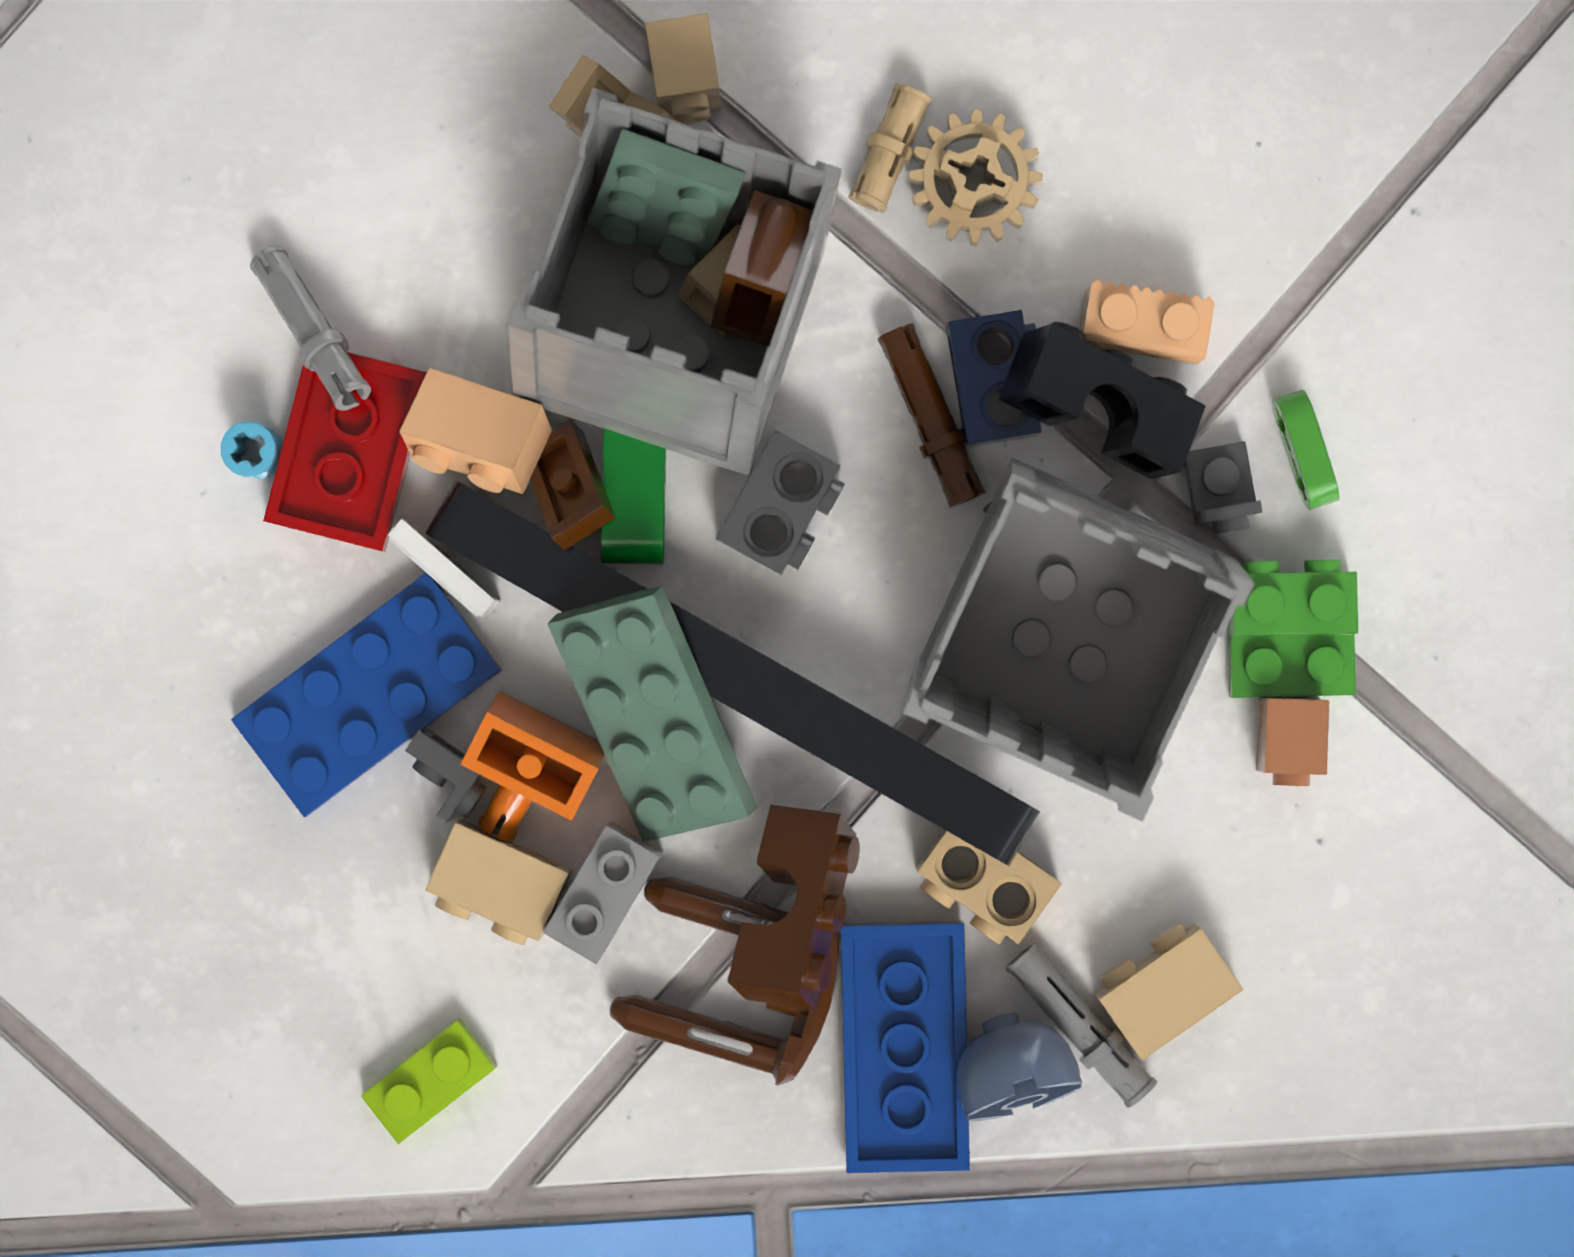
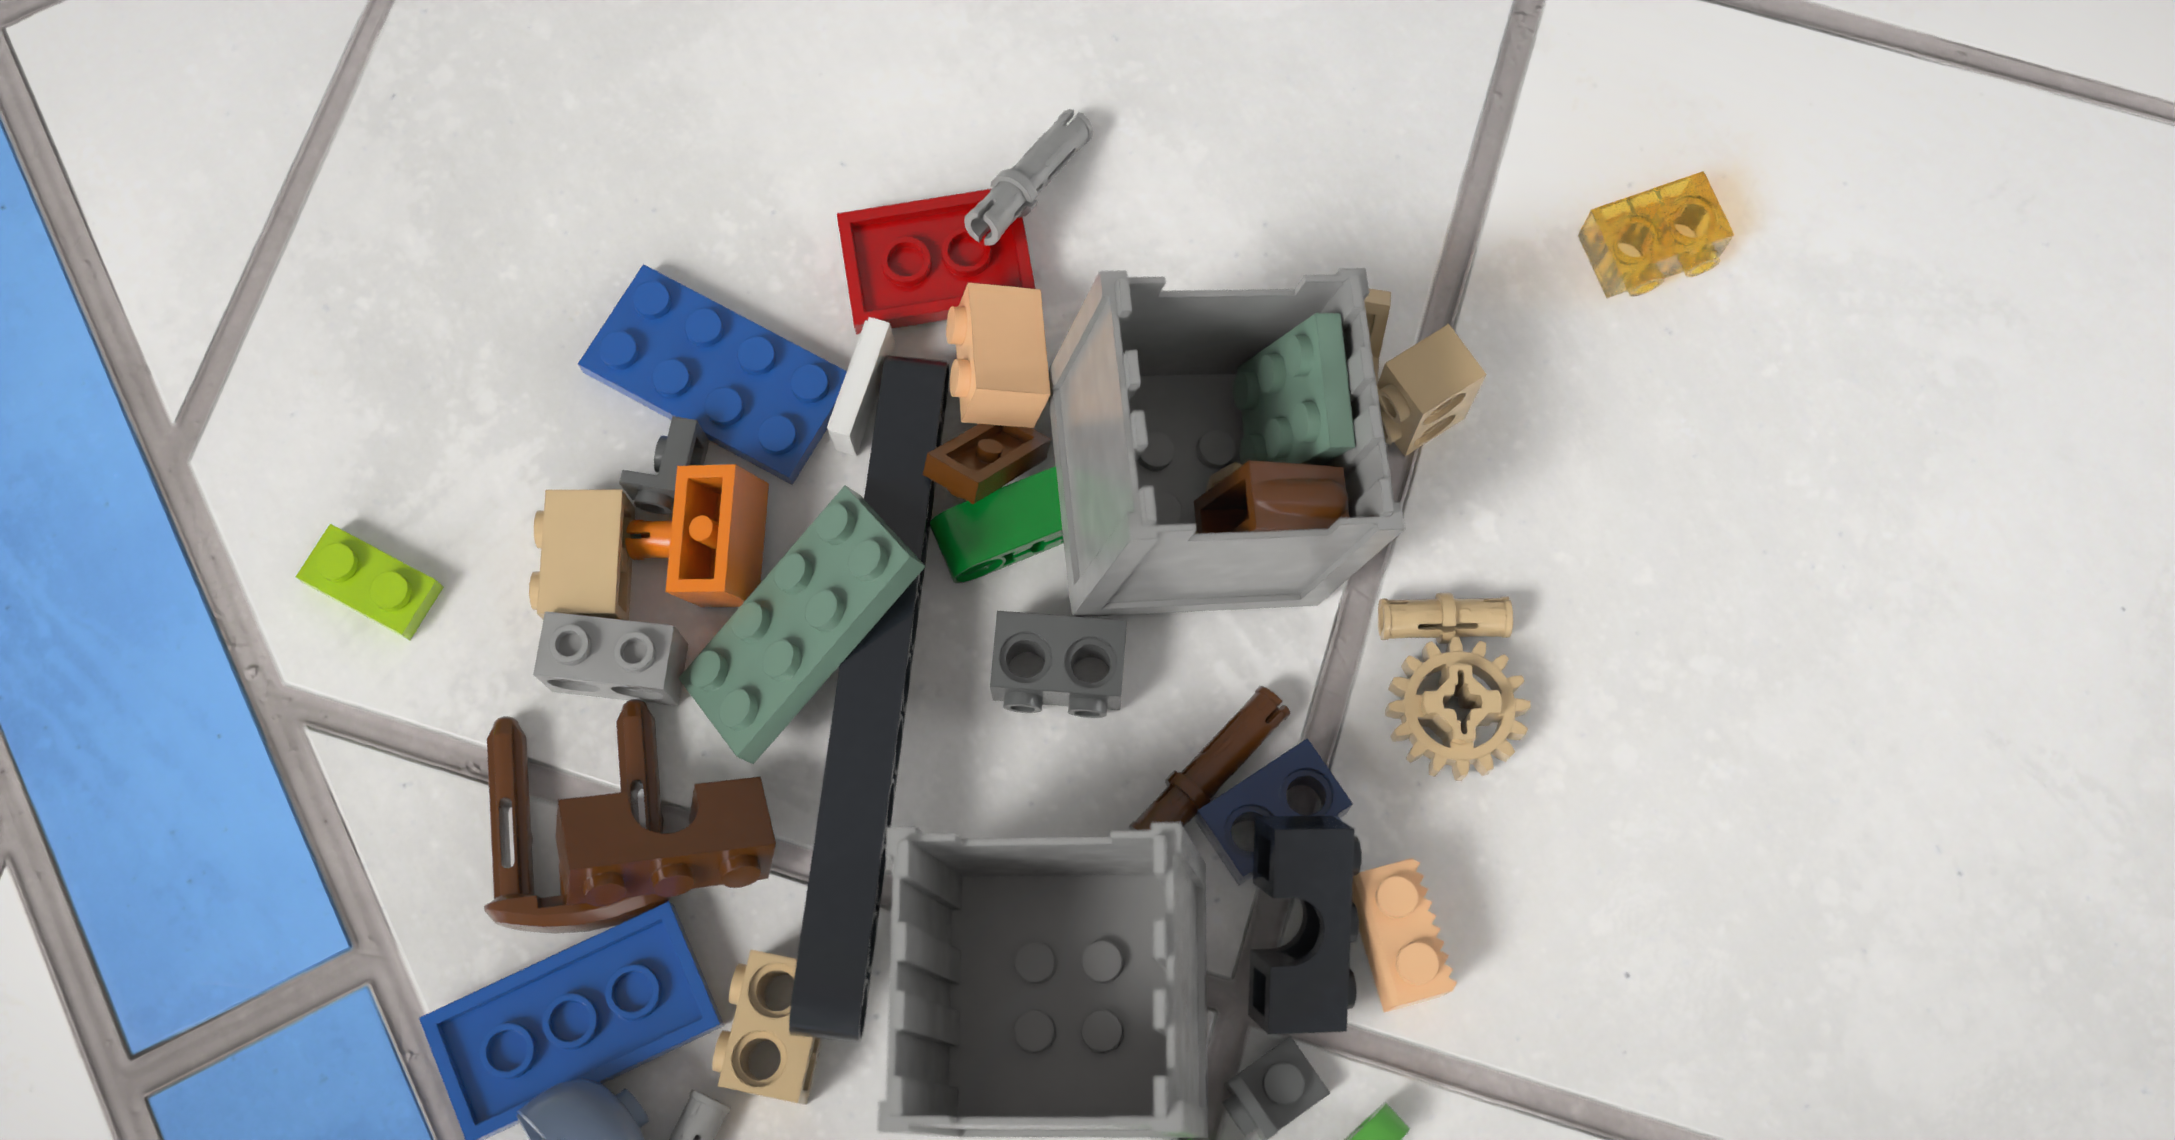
camera: 70 degrees right, 15 degrees down
(234, 448) = (890, 164): medium azure bush -> none

